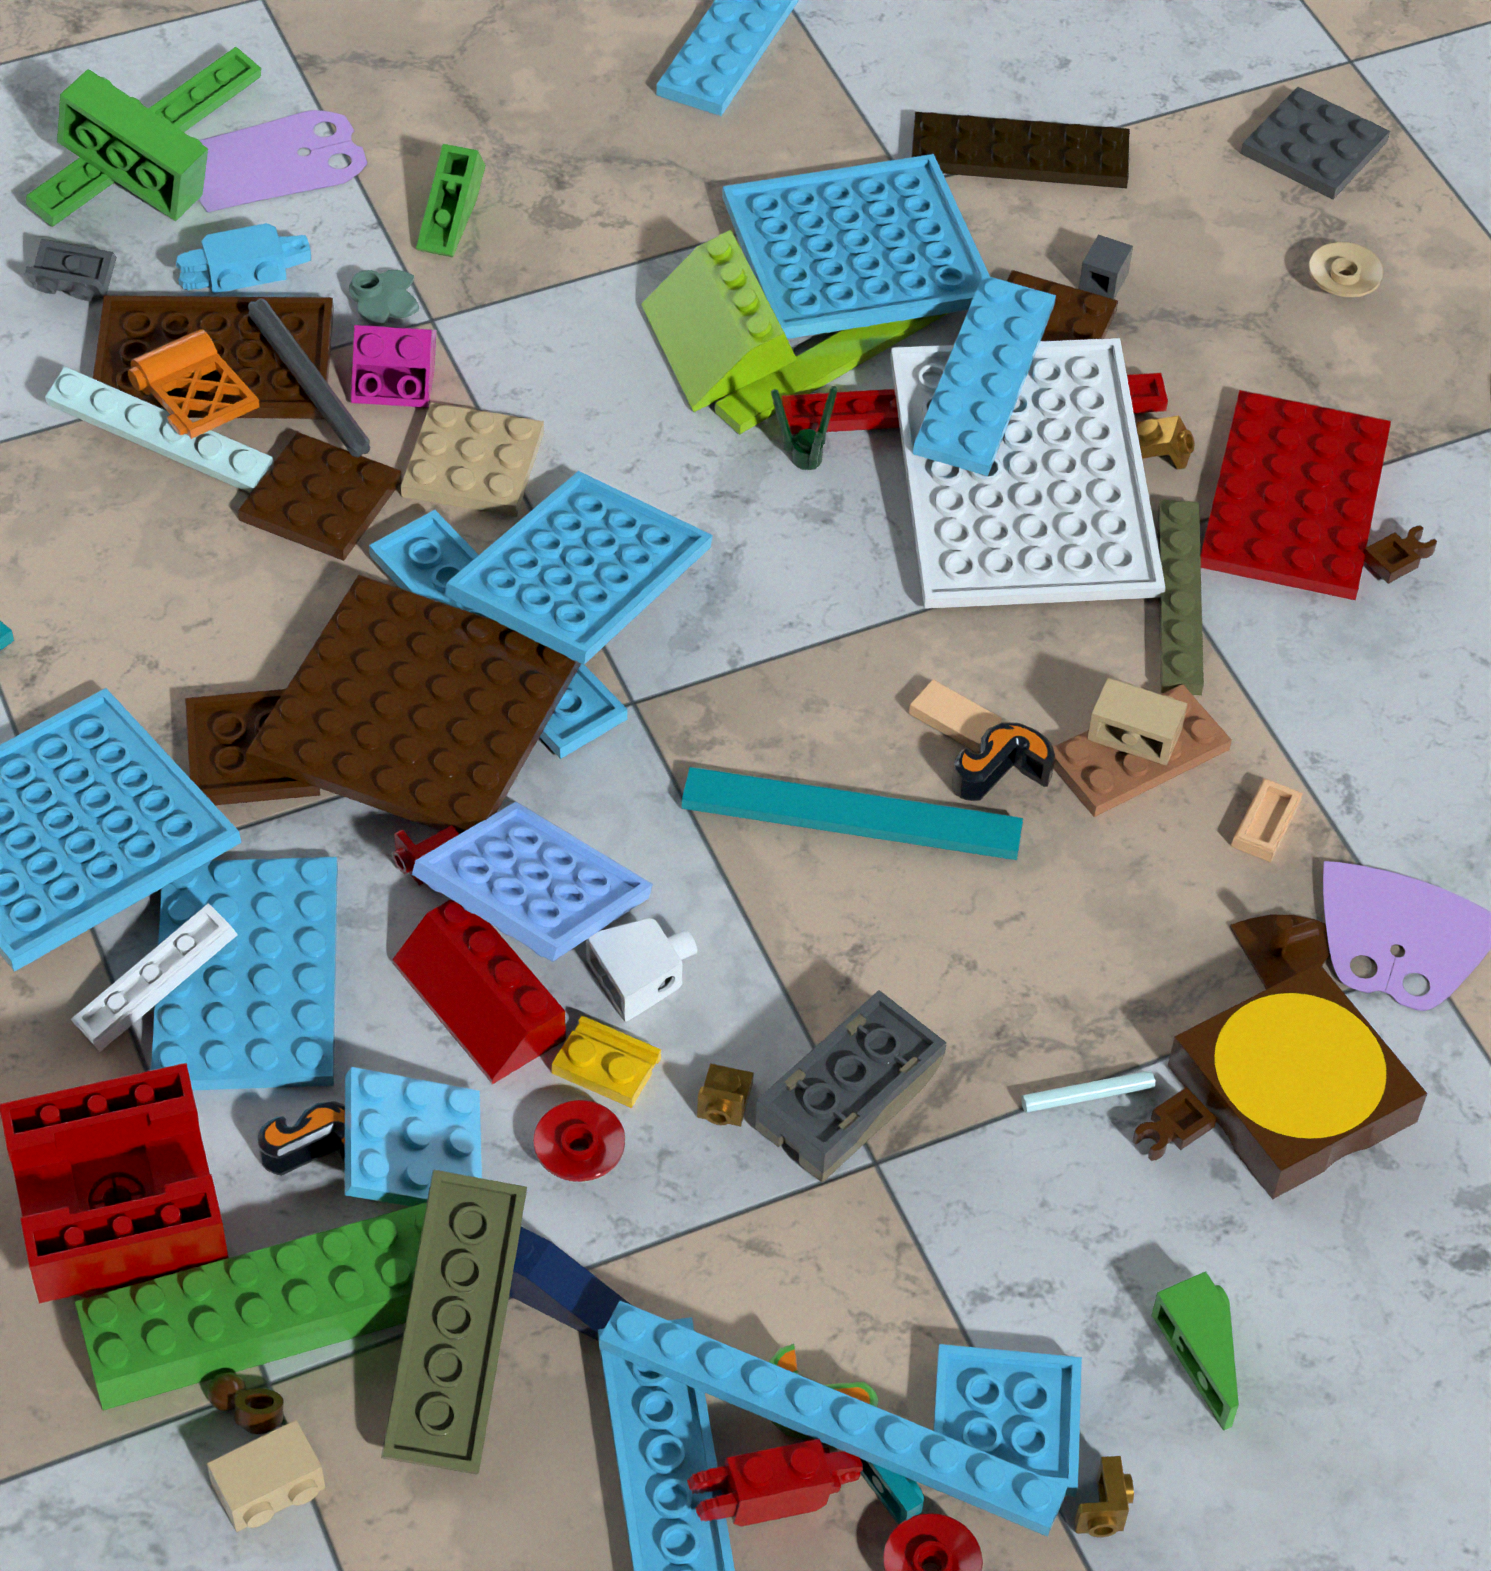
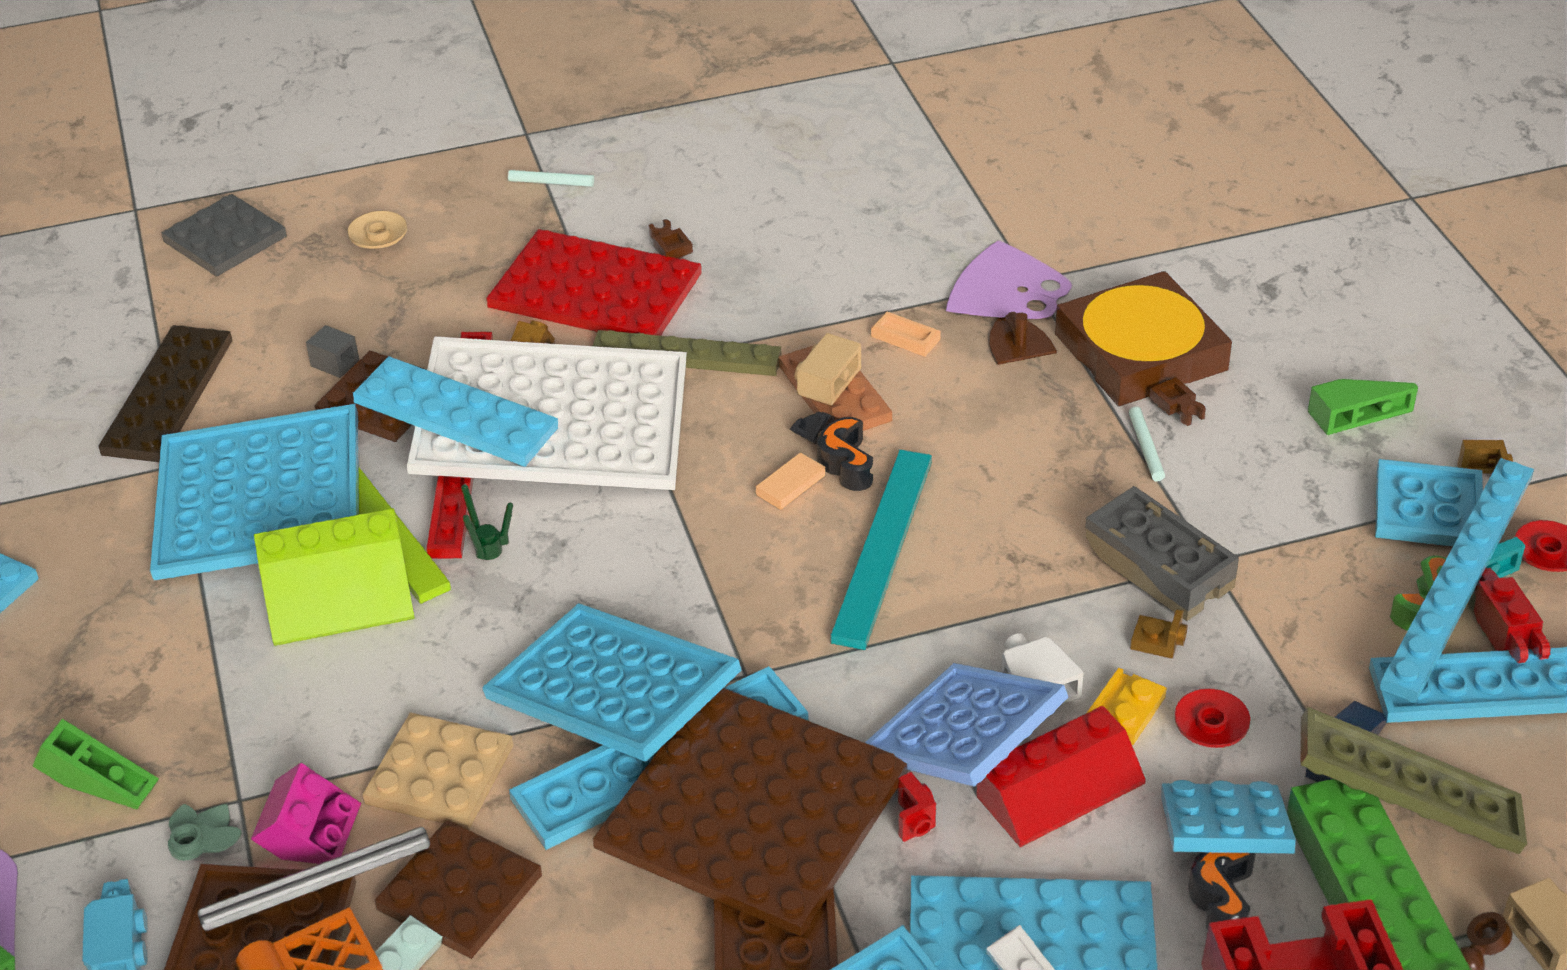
camera: 80 degrees left, 10 degrees down
(1053, 726) = (811, 425): none -> black tile

